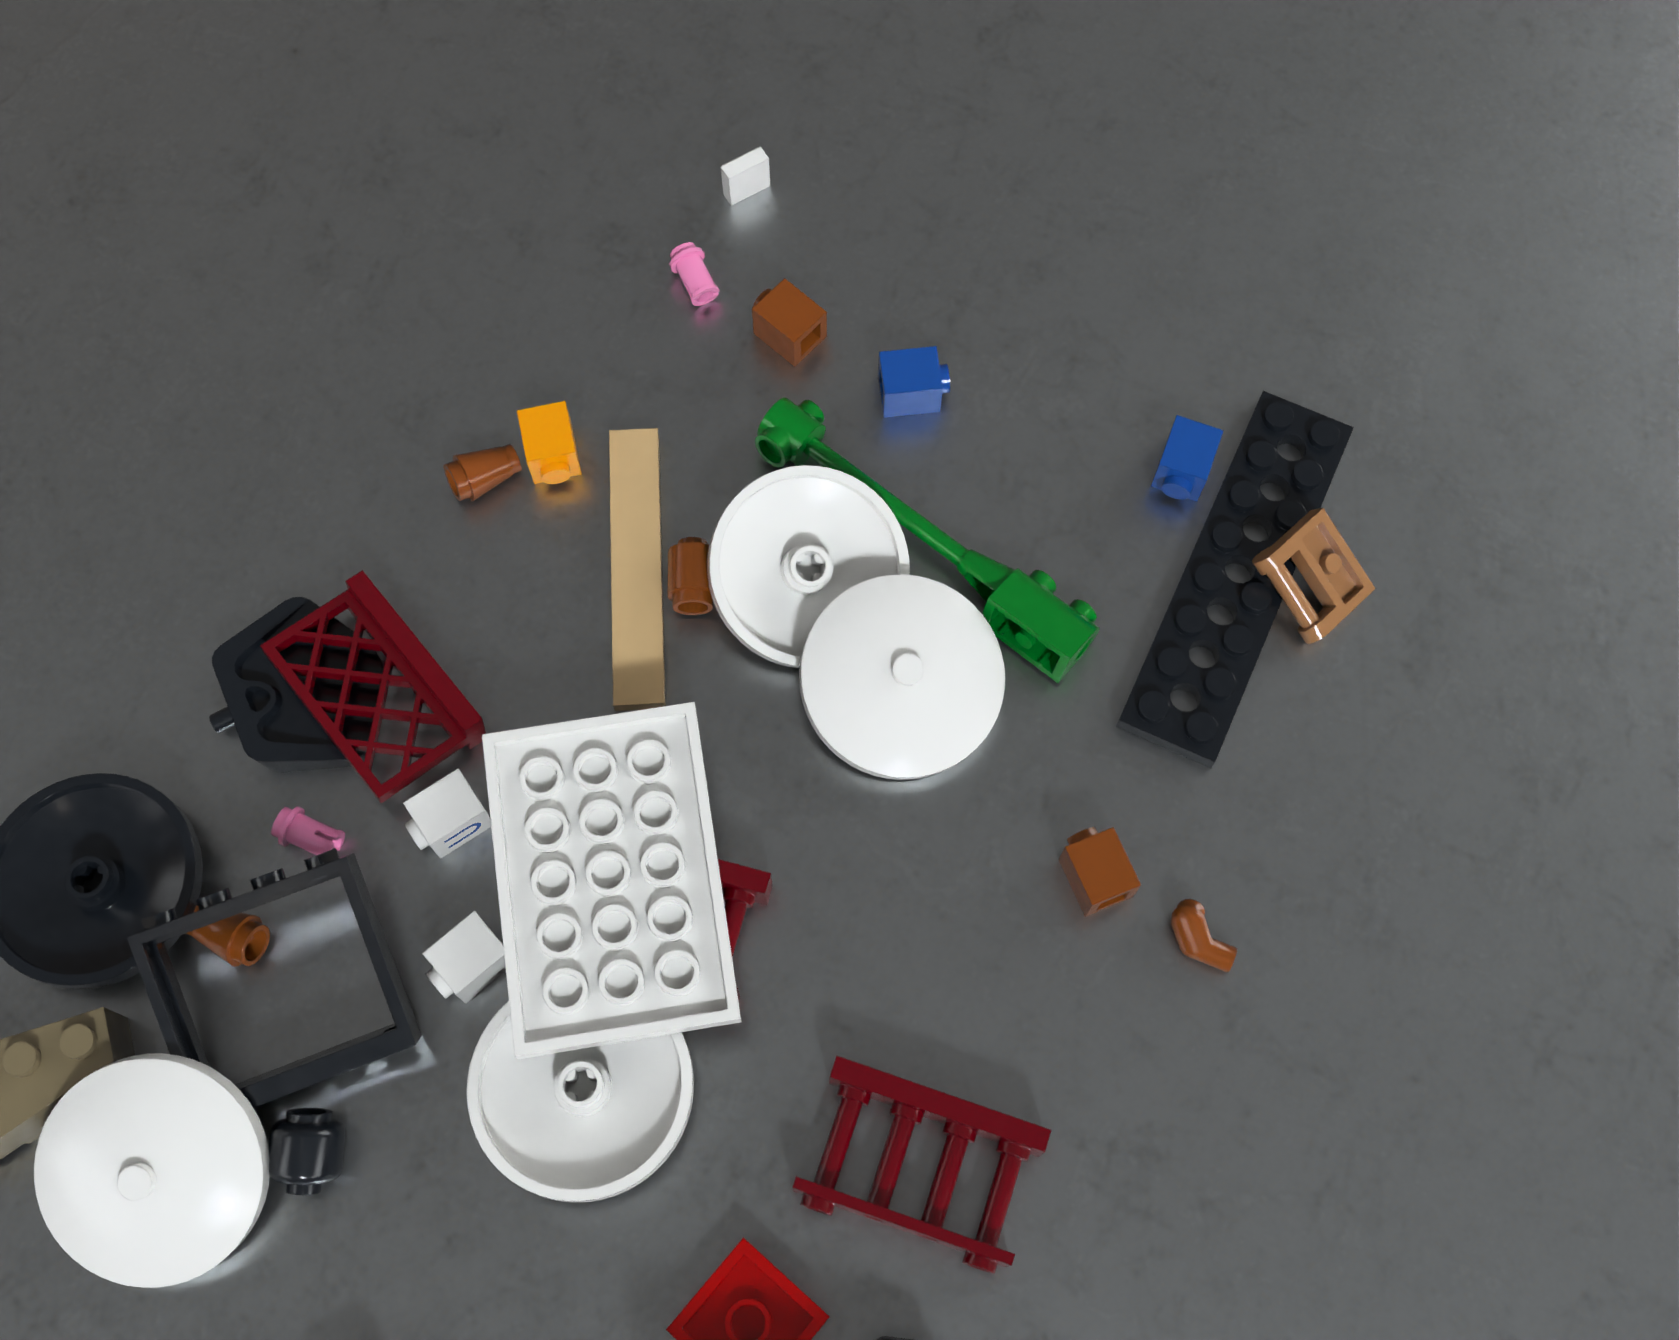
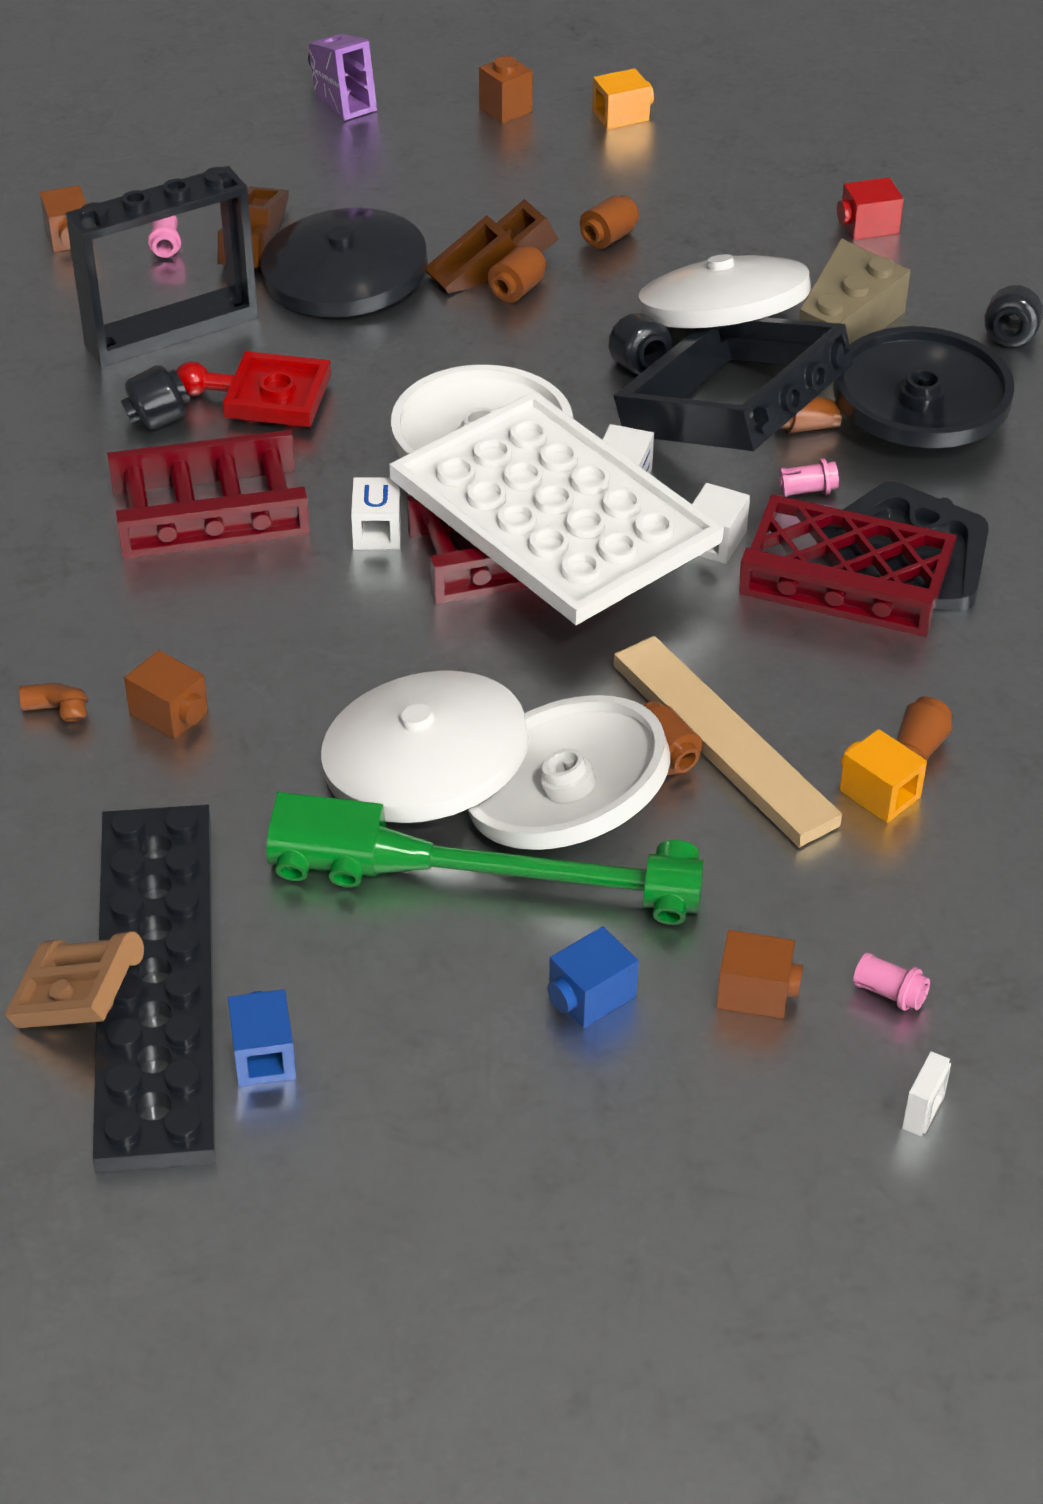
camera: 150 degrees right, 25 degrees down
(766, 1026) = (376, 514): none -> white brick

